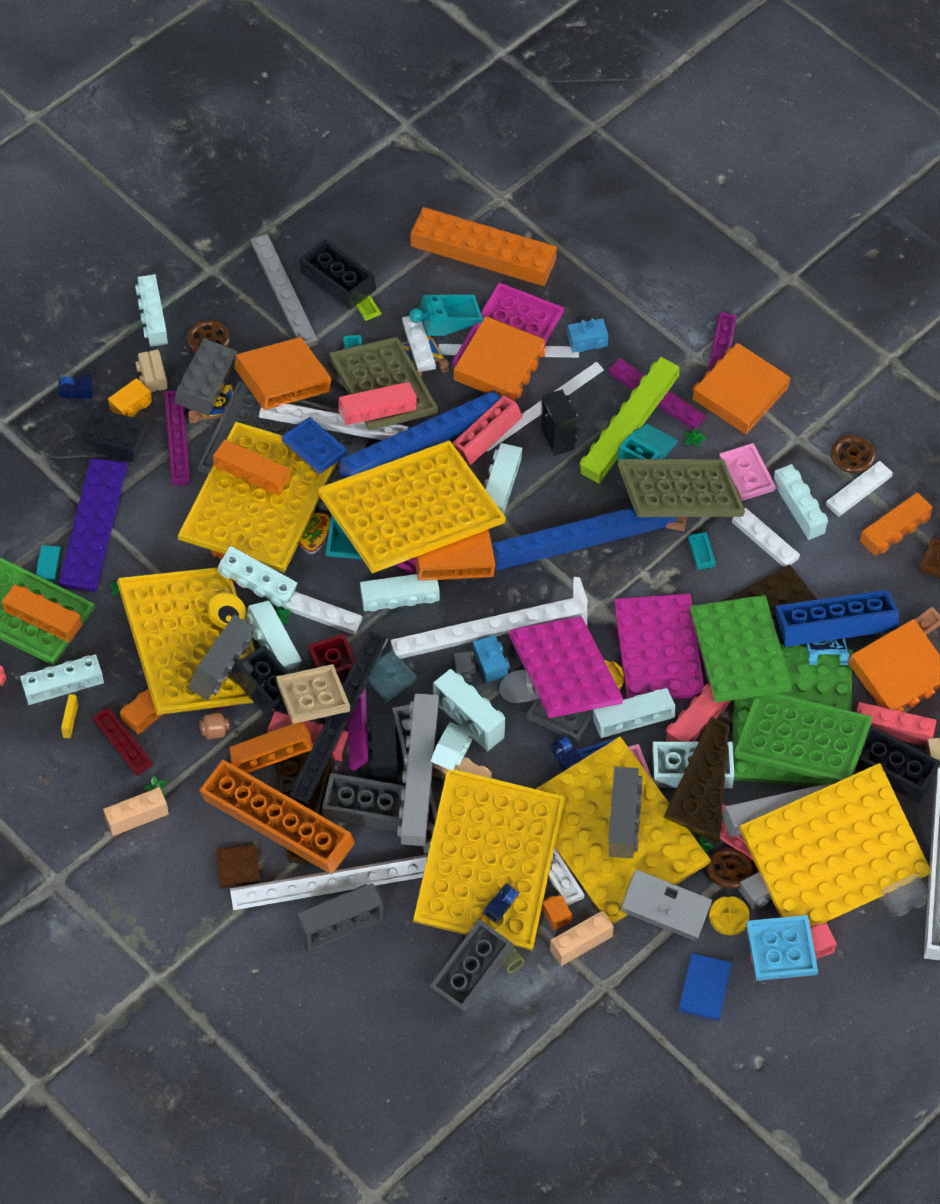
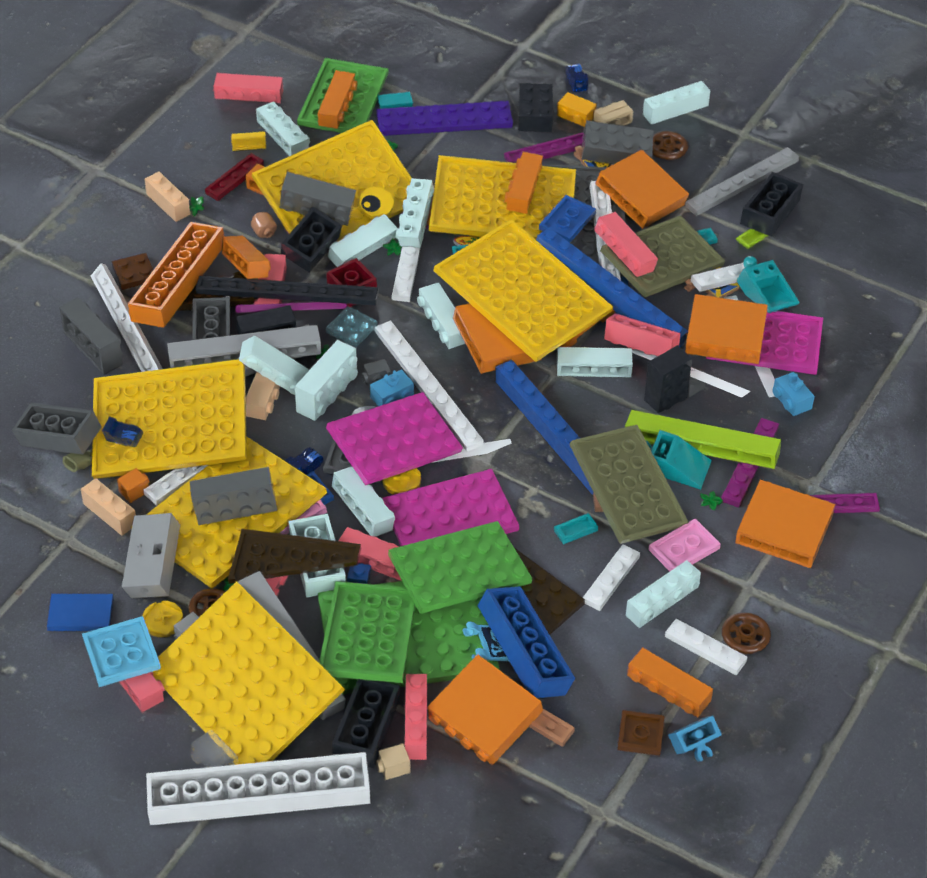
camera: 75 degrees right, 10 degrees down
(313, 694) = (297, 261): tan plate -> none
(483, 246) = (860, 300): orange brick -> none

